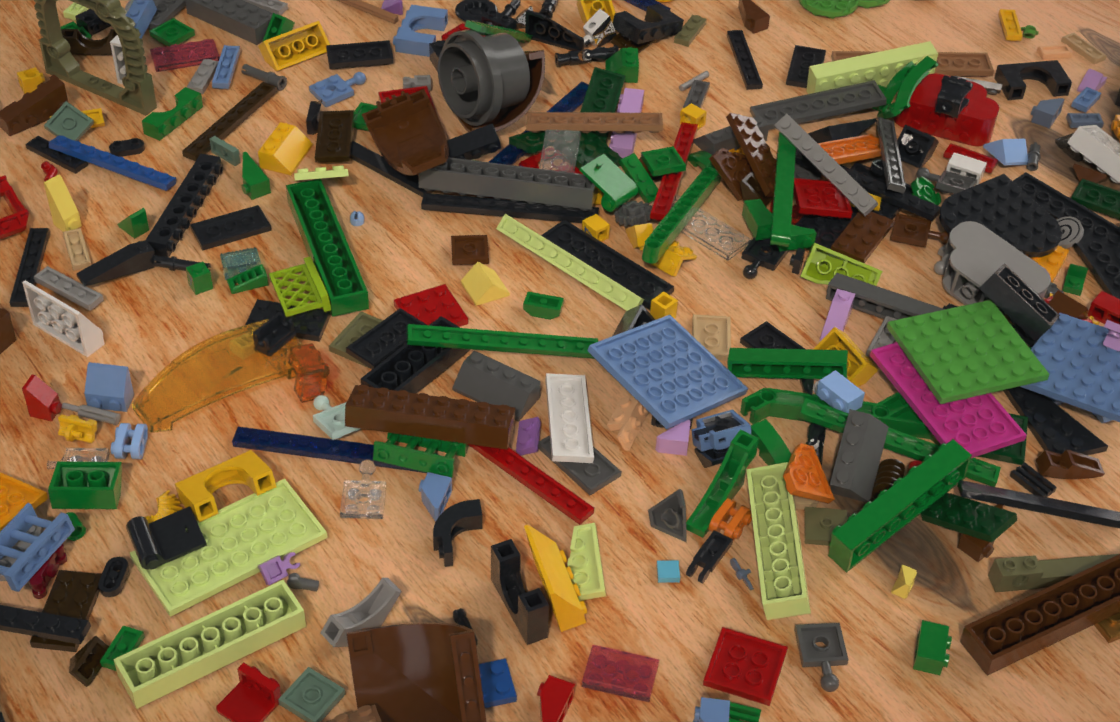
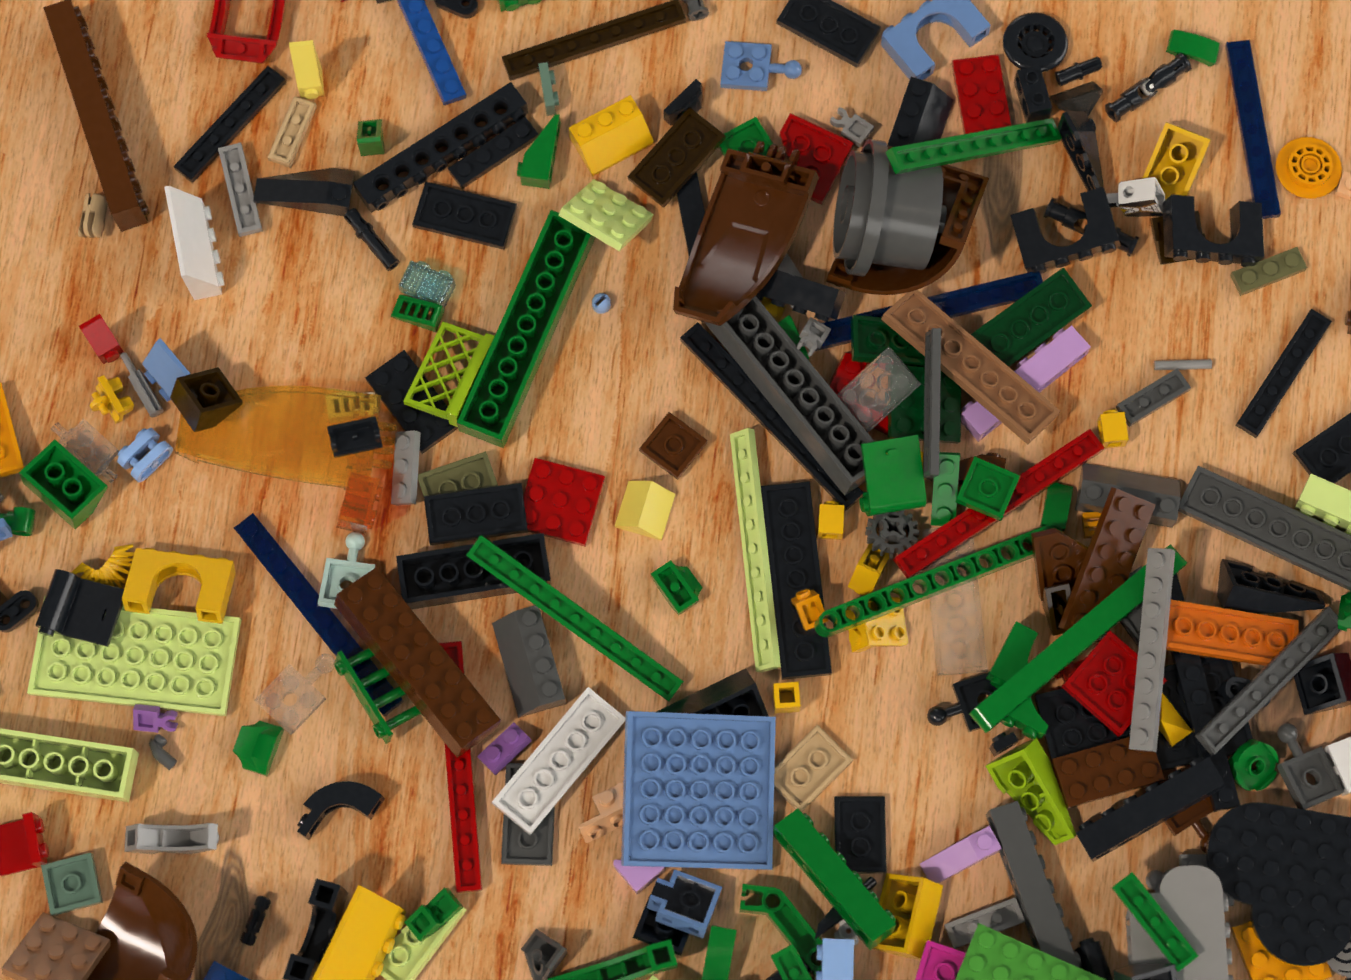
camera: 45 degrees right, 30 degrees up
(149, 379) = (205, 398): none -> dark brown slope
(199, 278) = (369, 276): green brick -> none
(219, 194) = (493, 153): none -> black plate
(308, 334) = (405, 468): none -> light grey plate
(369, 537) = (258, 746): none -> green slope
(435, 493) = (355, 749): medium blue slope -> none
(496, 158) = (813, 335): none -> light grey plate
(572, 74) = (1099, 235): none -> black arch
(580, 537) = (434, 915): none -> green slope
(596, 137) = (932, 403): none -> dark grey tile
(625, 63) = (1115, 279): green slope -> none
(631, 262) = (808, 607): none -> light orange bracket
(903, 234) = (1151, 808): none -> black brick
(969, 256) = (1154, 921): none -> green plate

